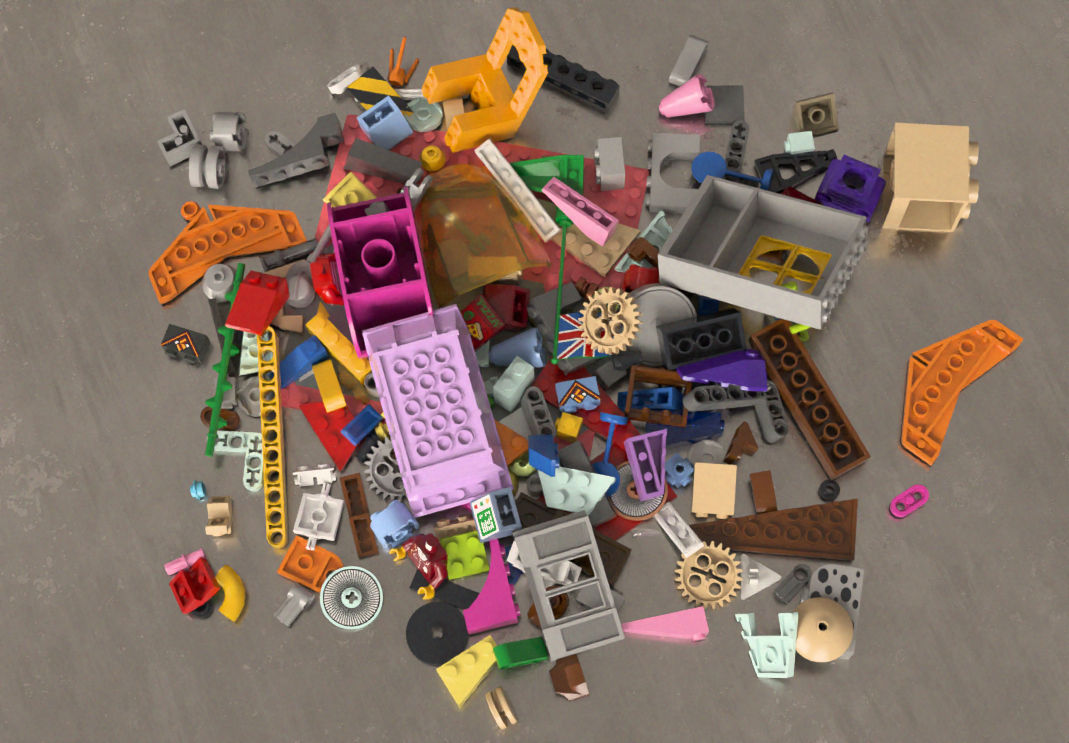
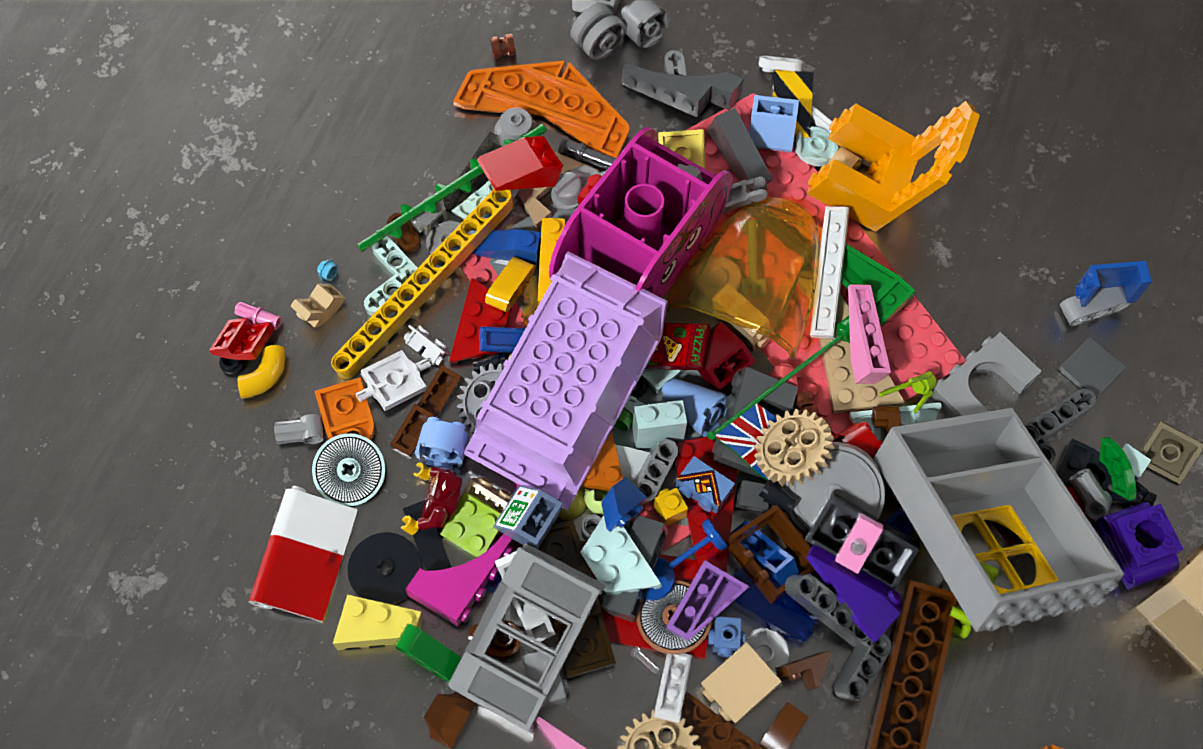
camera: 40 degrees right, 5 degrees down
(151, 234) = (507, 44): none -> copper wheel
(185, 343) = (438, 149): pearl dark grey brick -> none
(190, 210) = (552, 54): orange plate -> none
(379, 674) = (303, 555): none -> door
(397, 76) = (827, 97): orange plant -> none
(432, 158) = (786, 185): yellow cone -> none
(501, 706) = (366, 683): tan head -> none
(602, 99) = (984, 267): black brick -> none
(609, 164) = (933, 322): light grey brick -> none
(639, 210) = (921, 384): none -> lime plant
(688, 99) = (1063, 333): bright pink cone -> none
(699, 26) = (1131, 275): none -> blue panel
(703, 341) = (859, 543): none -> bright pink piece
(714, 165) = (1029, 409): blue piece -> none
(797, 184) = (1091, 492): none -> light grey piece
(799, 153) = (1119, 468): none -> green tile

